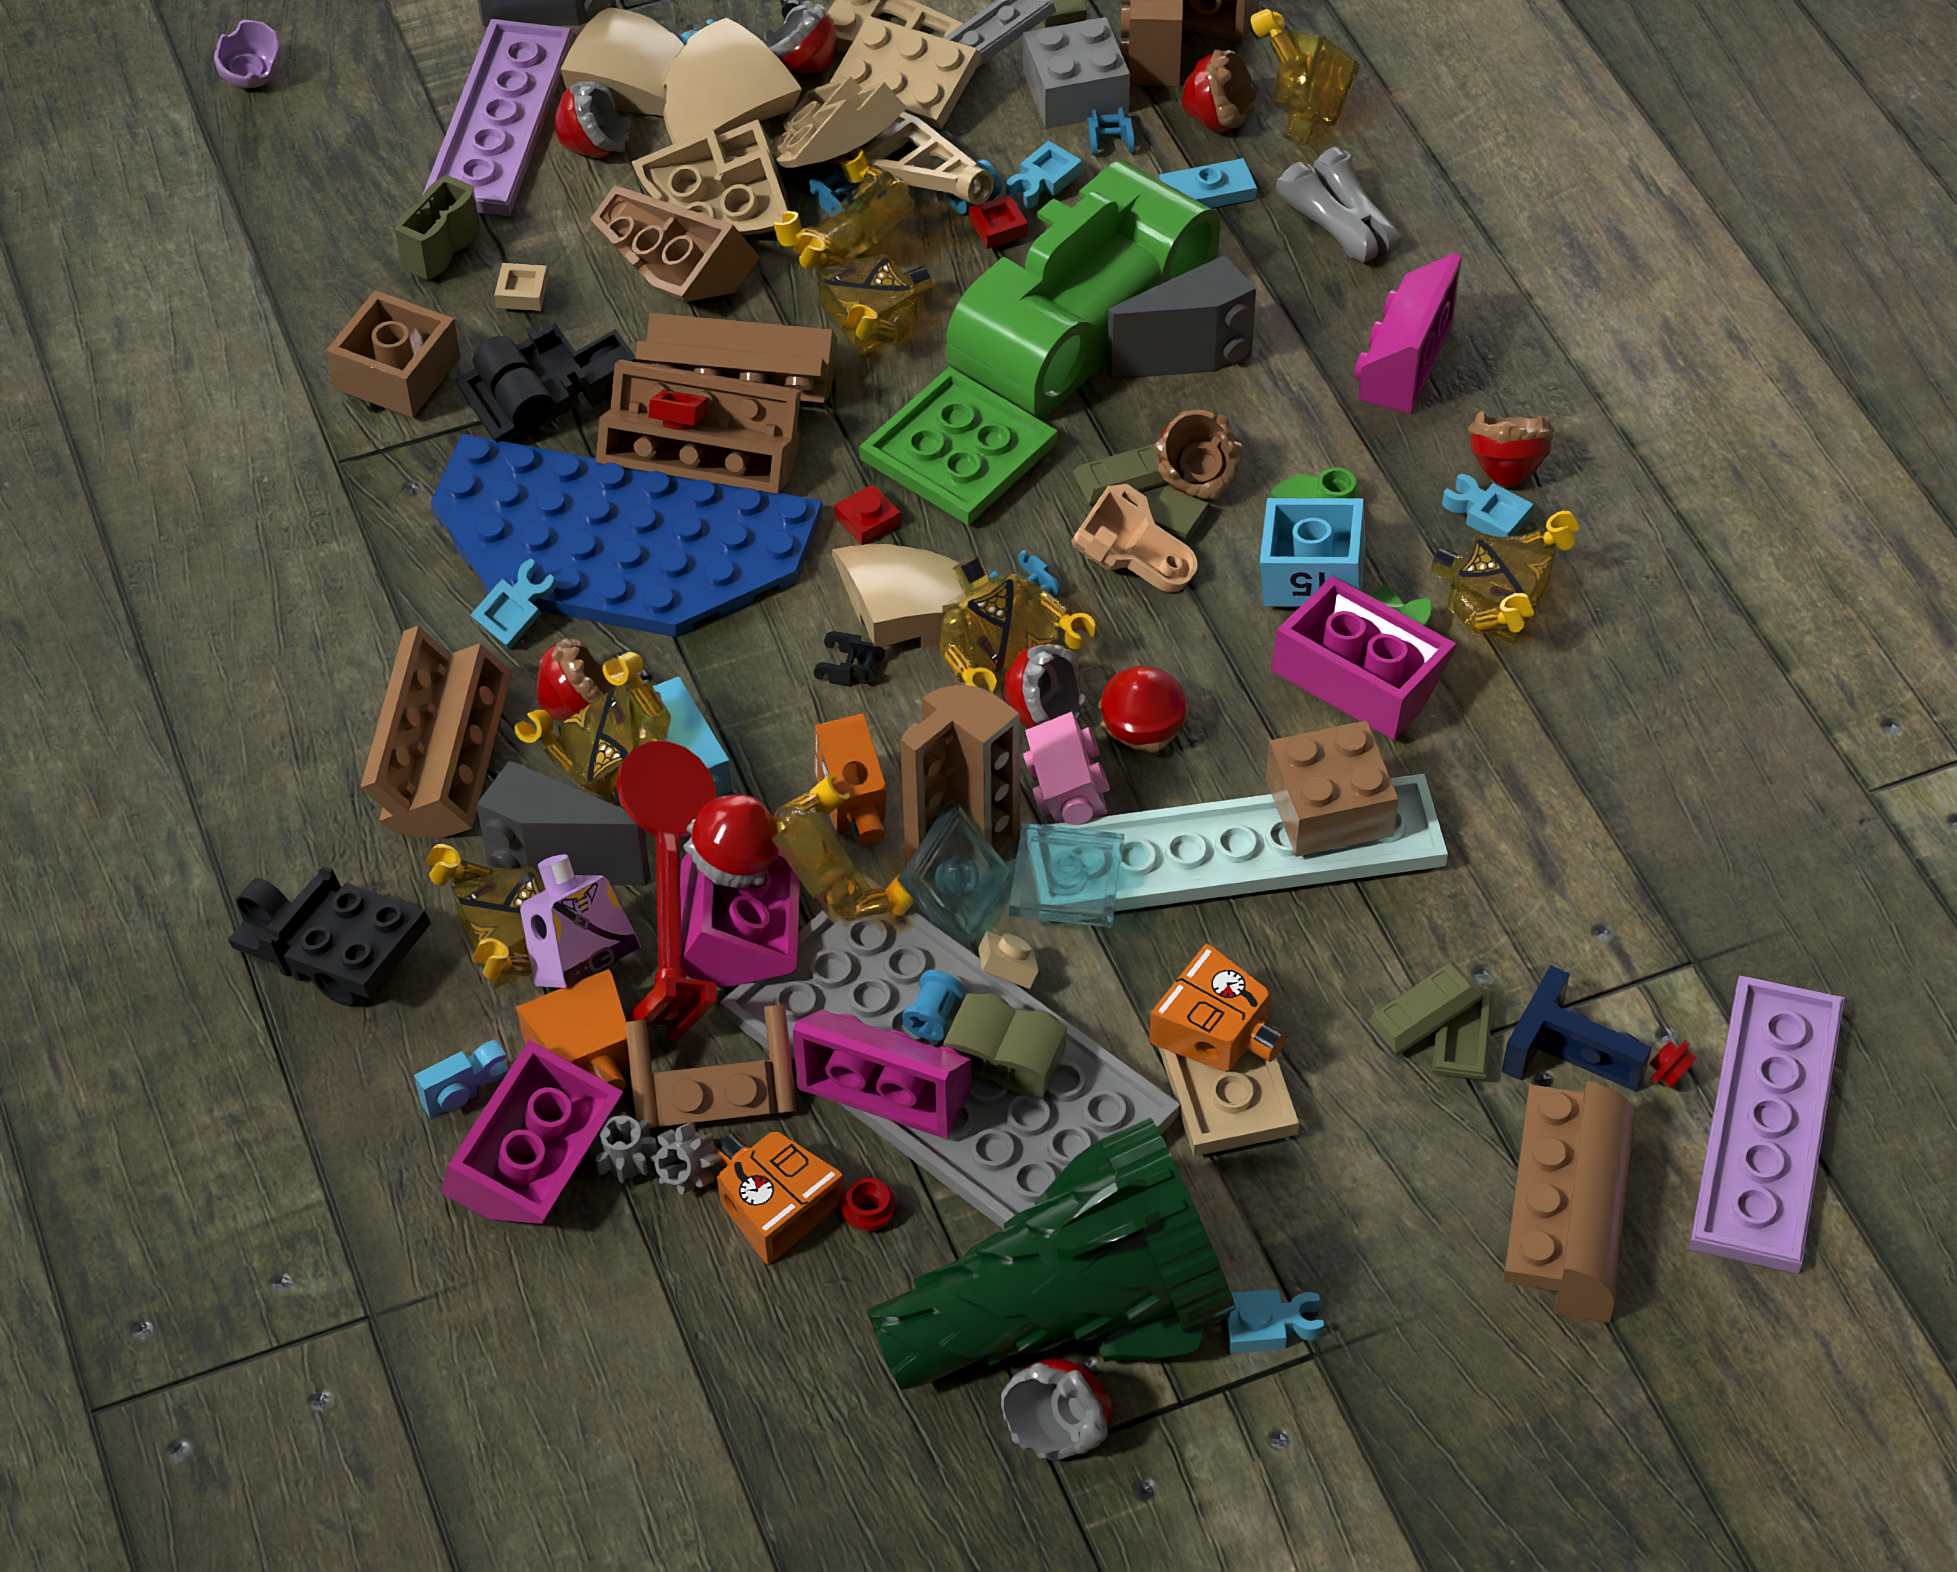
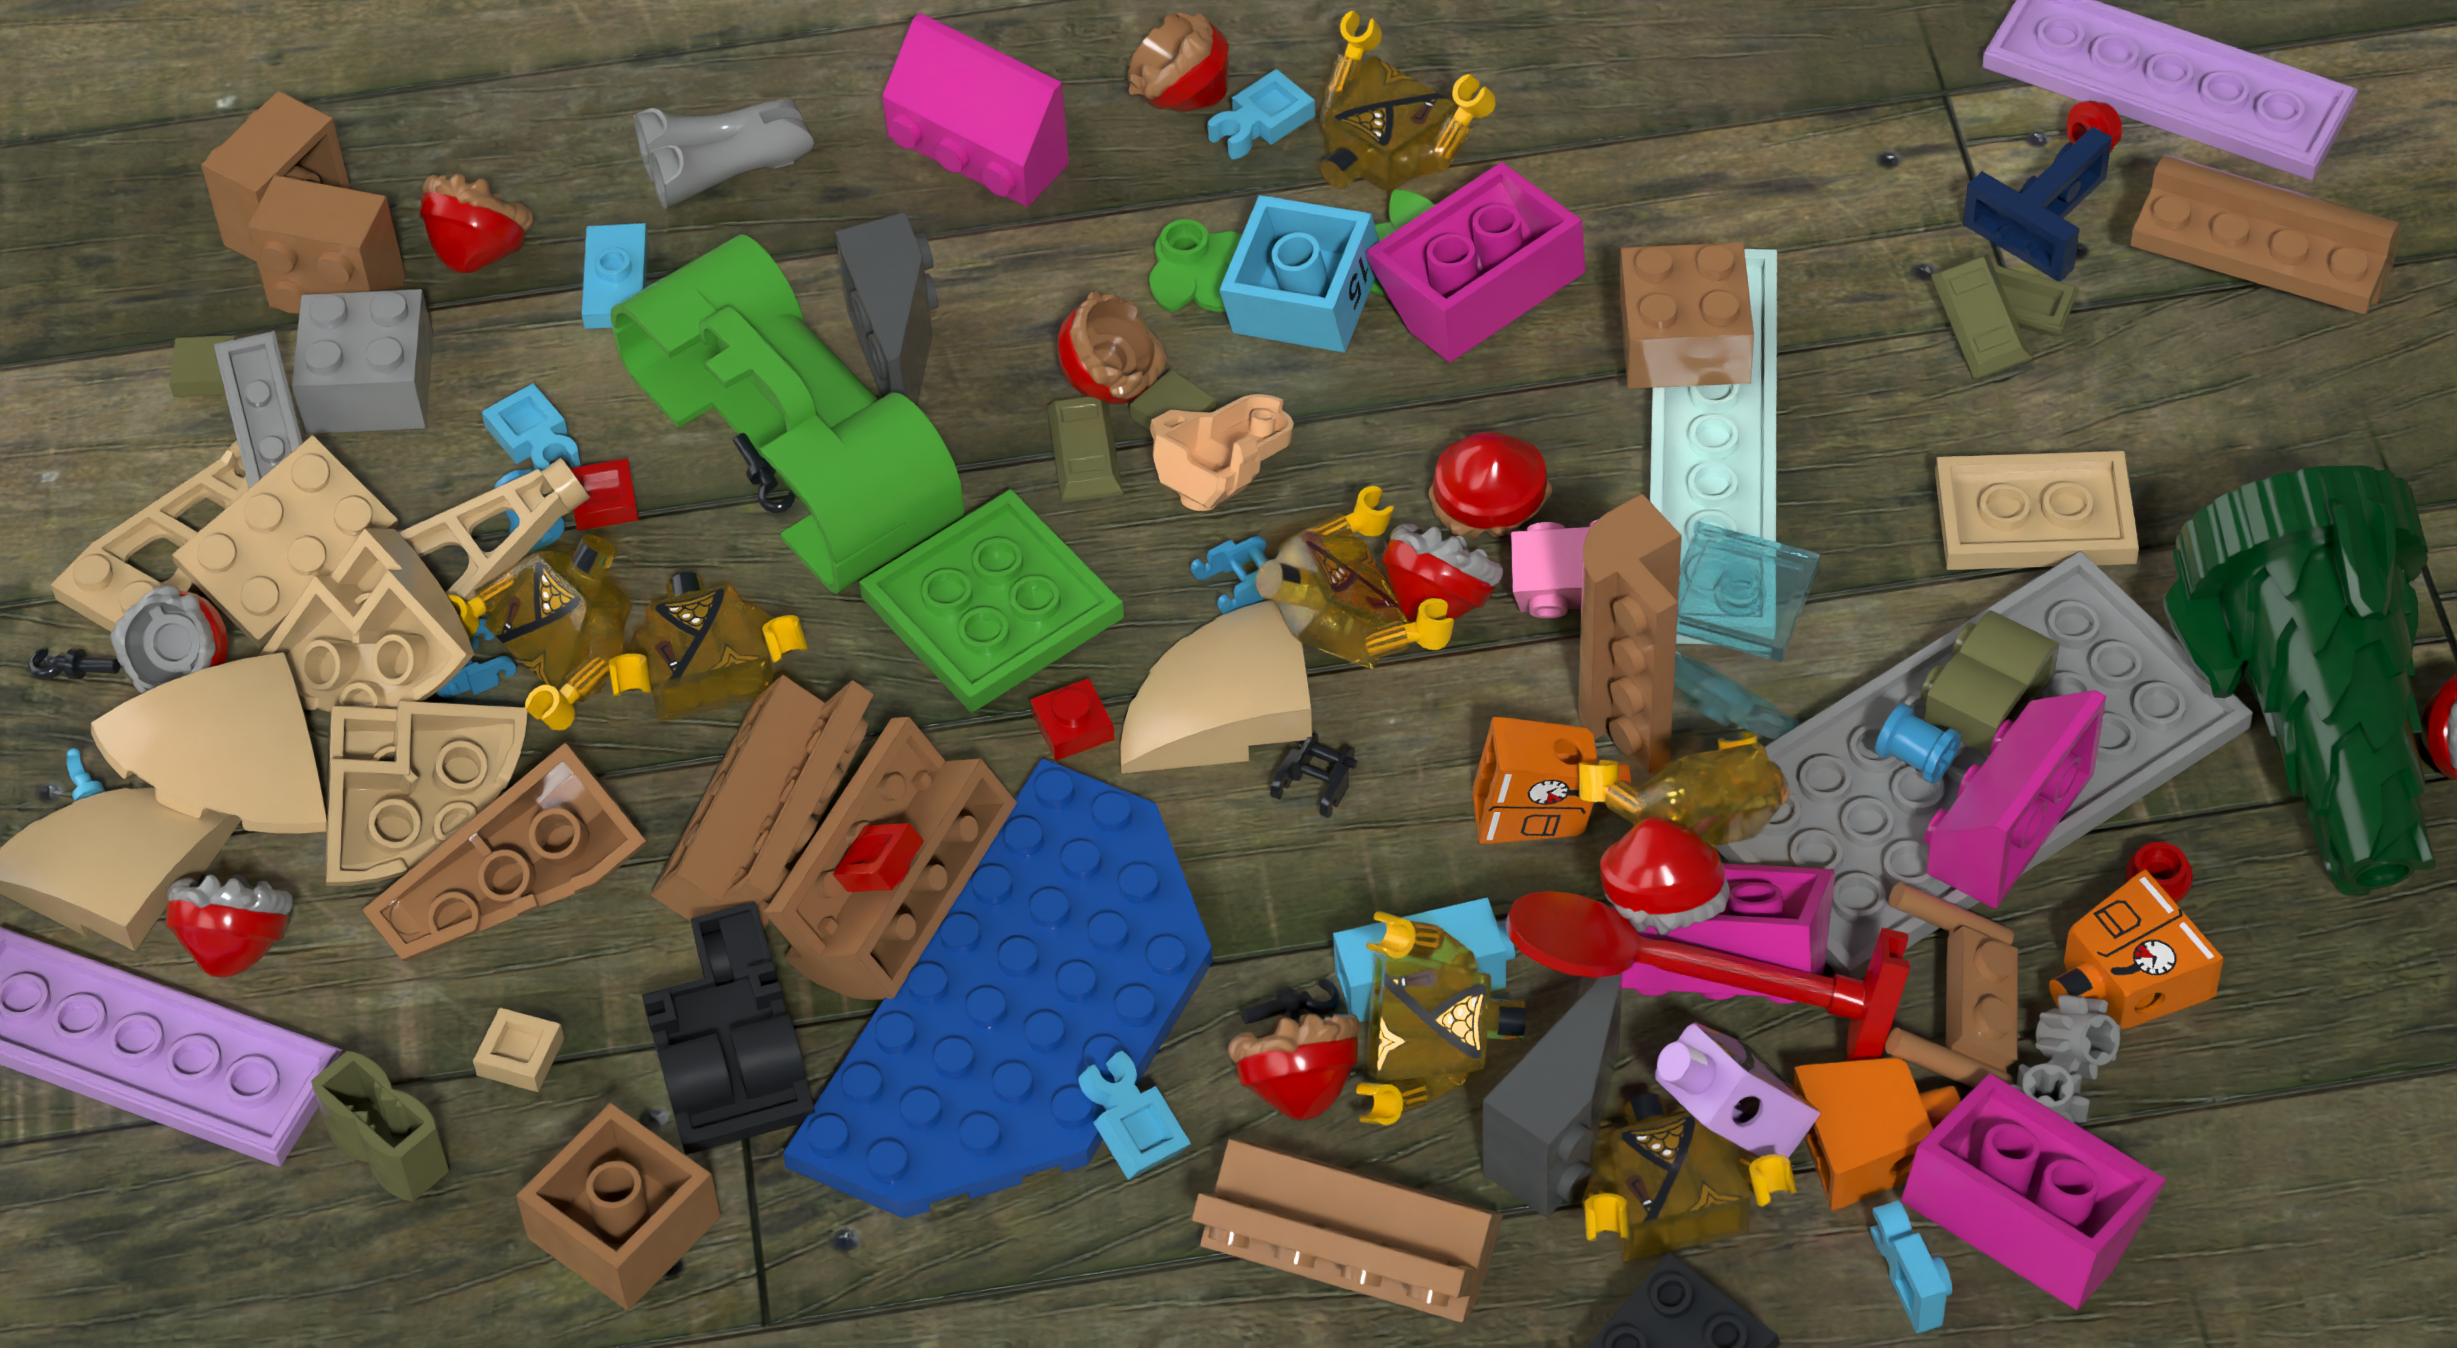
camera: 75 degrees left, 0 degrees up
(1008, 958) = (1843, 674): tan plate -> none
(1124, 129) = (472, 340): dark azure piece -> none
(1215, 1014) = (1980, 481): orange torso -> none
(1310, 78) = (505, 113): clear yellow torso -> none

